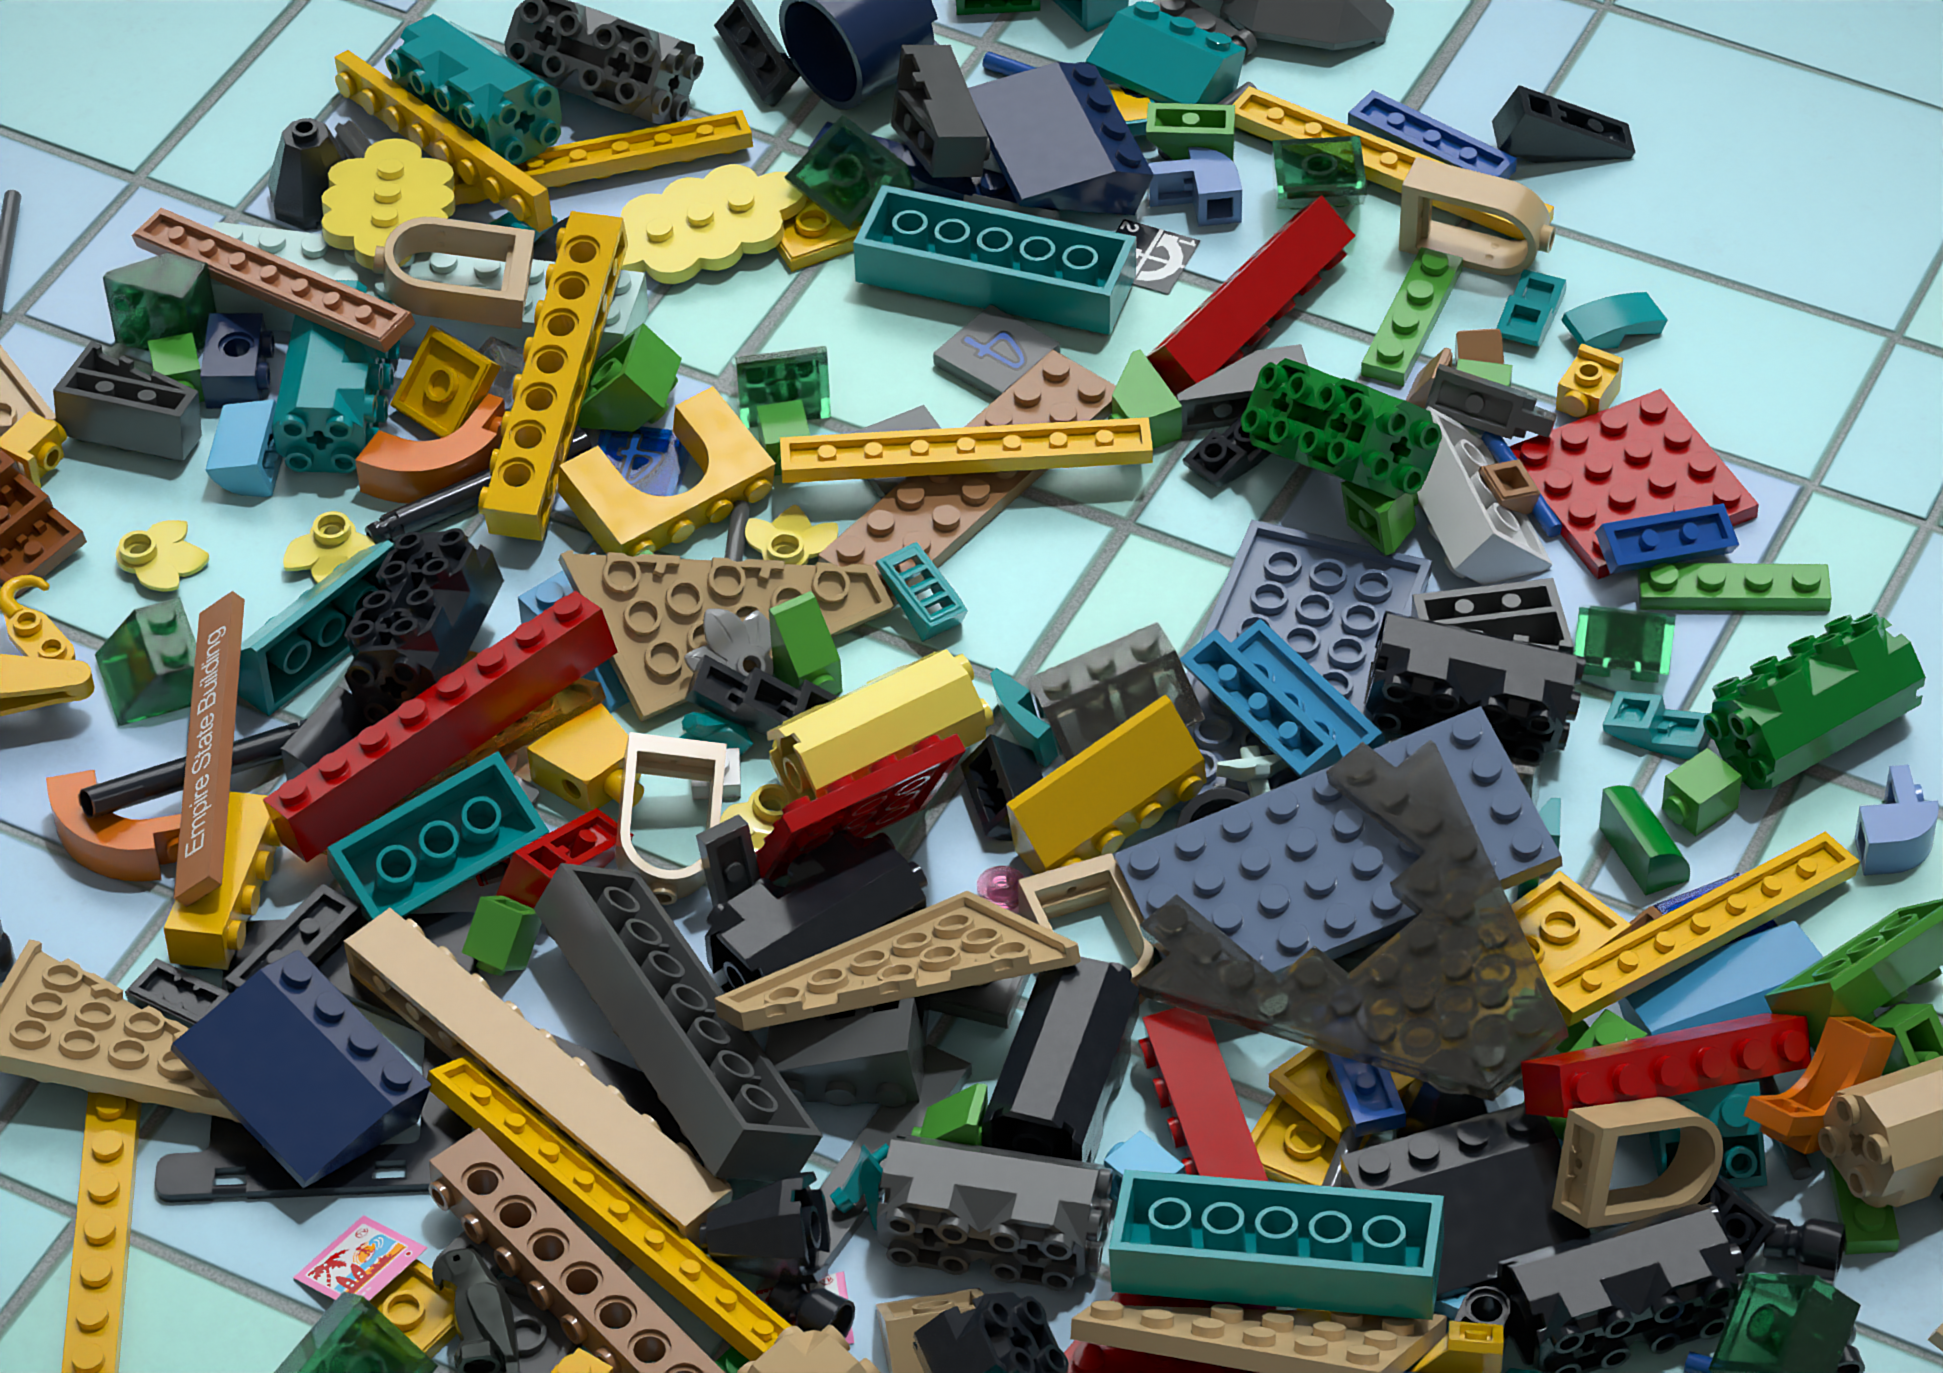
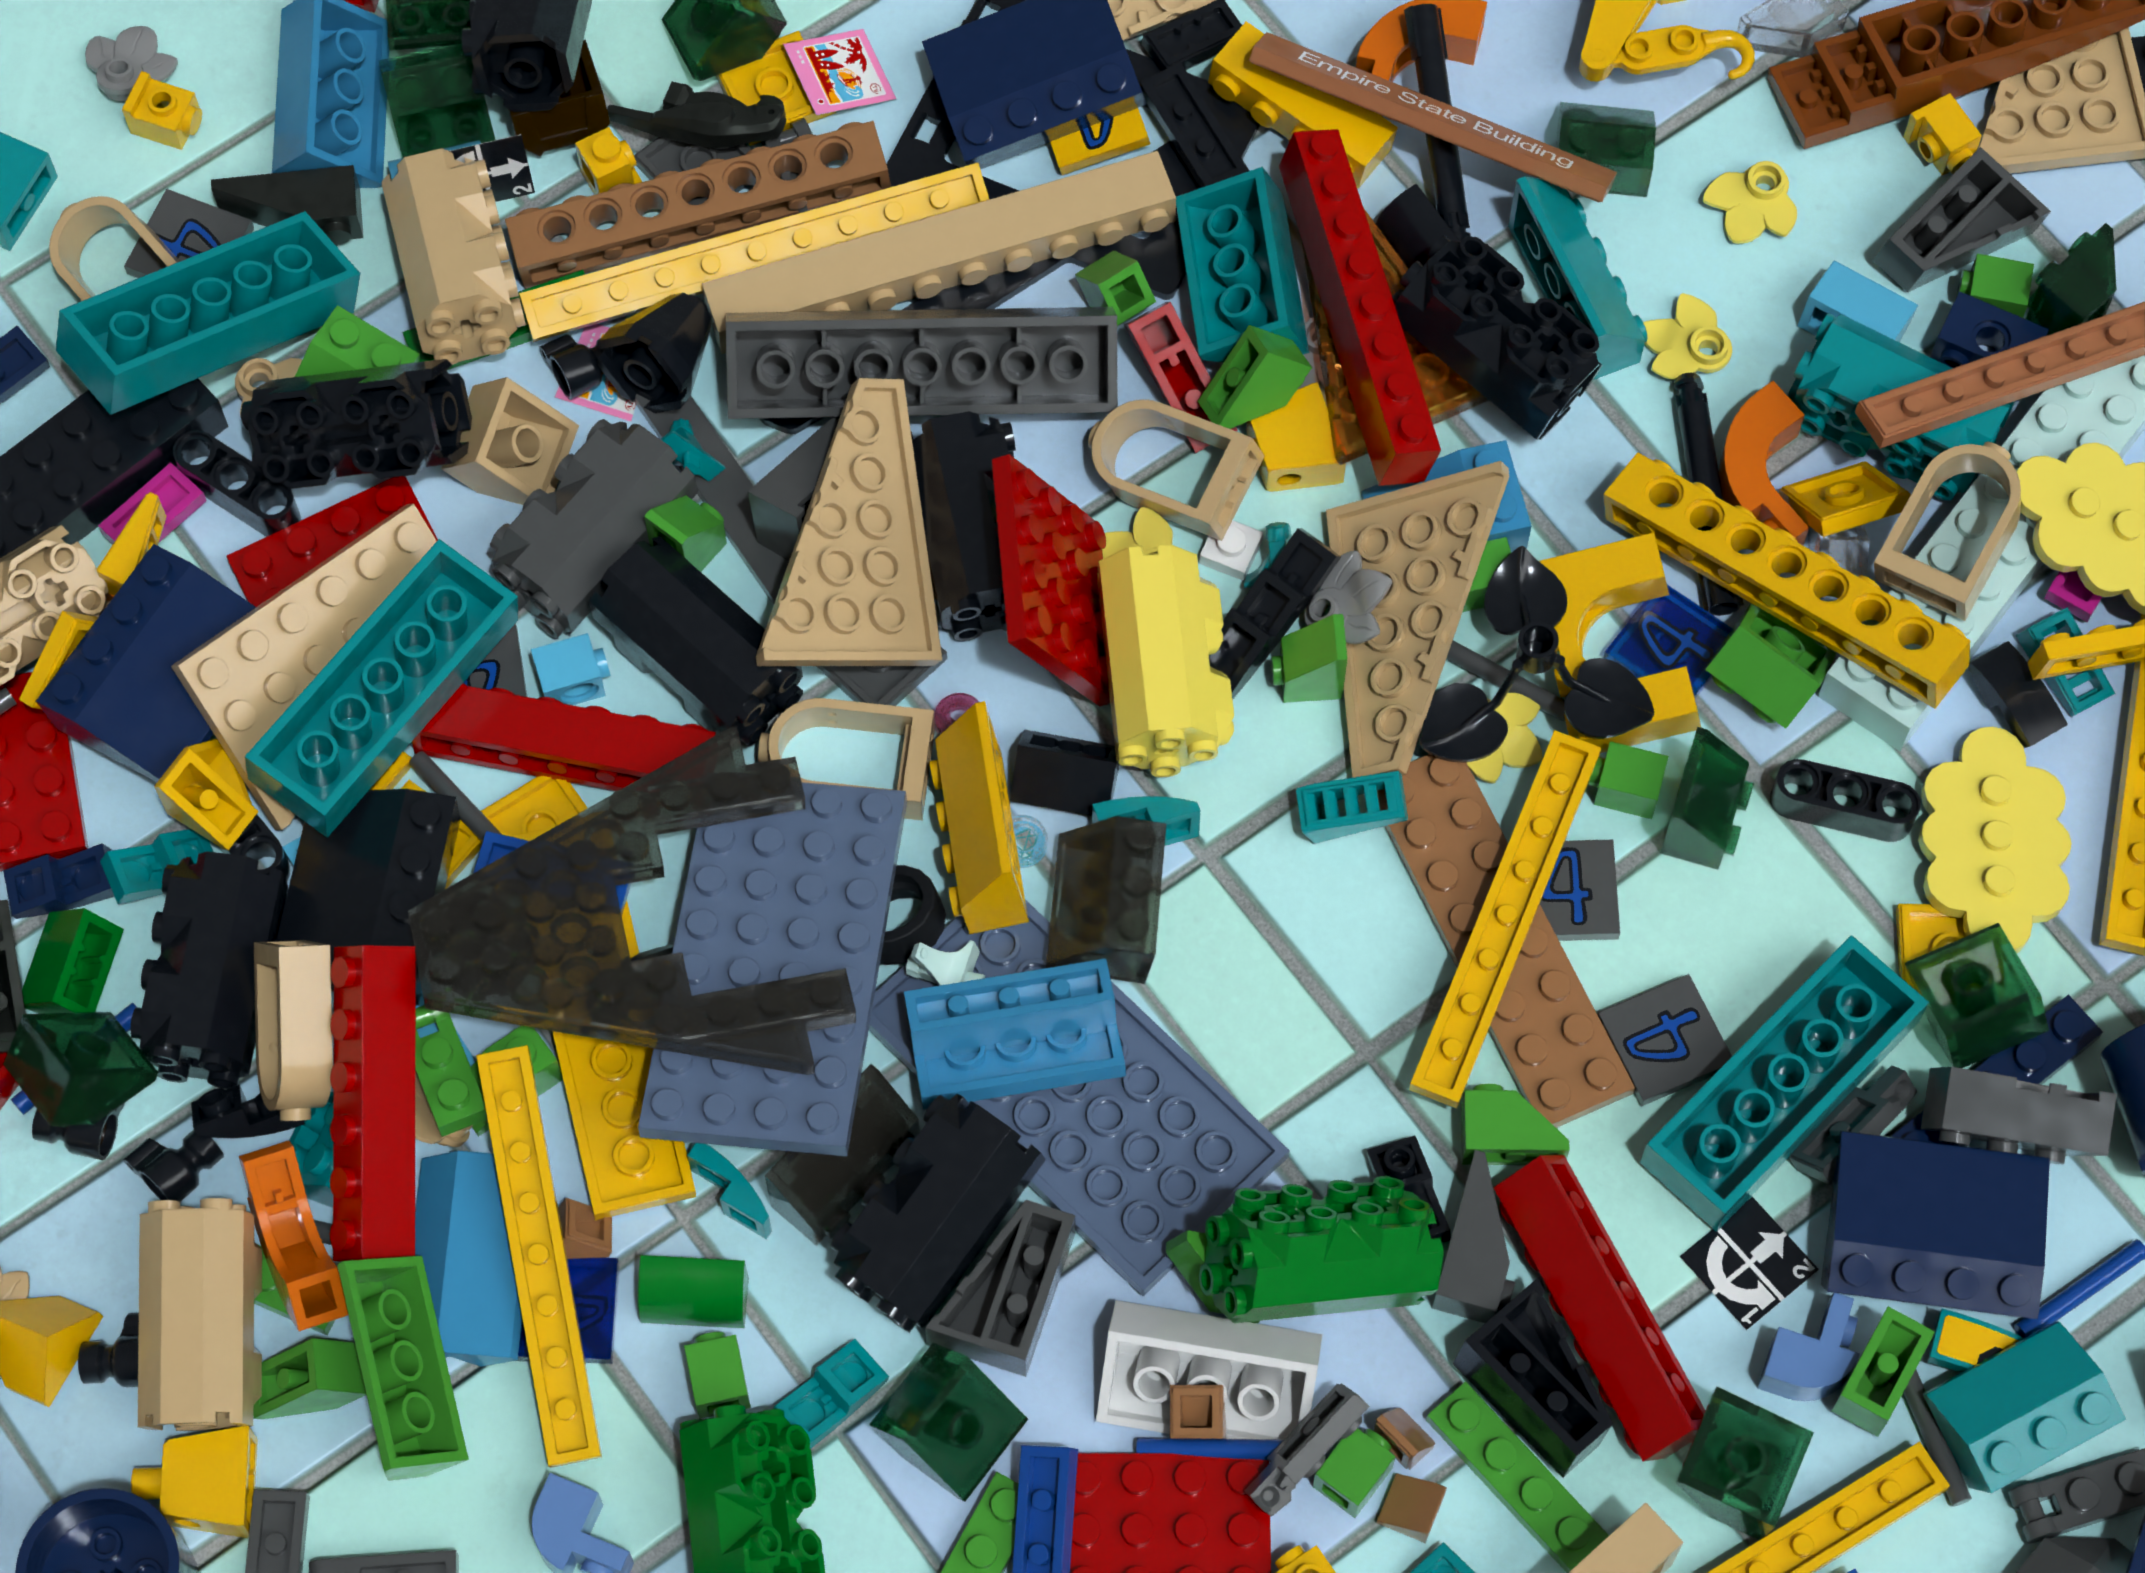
camera: 115 degrees right, 20 degrees up
(560, 775) = (1254, 378): none -> bright green slope
(721, 309) = (1867, 791): none -> black beam
(728, 859) = (1084, 476): dark grey plate -> none
(732, 452) = (1532, 601): none -> black plant
(1337, 310) = (1534, 1380): none -> black wedge

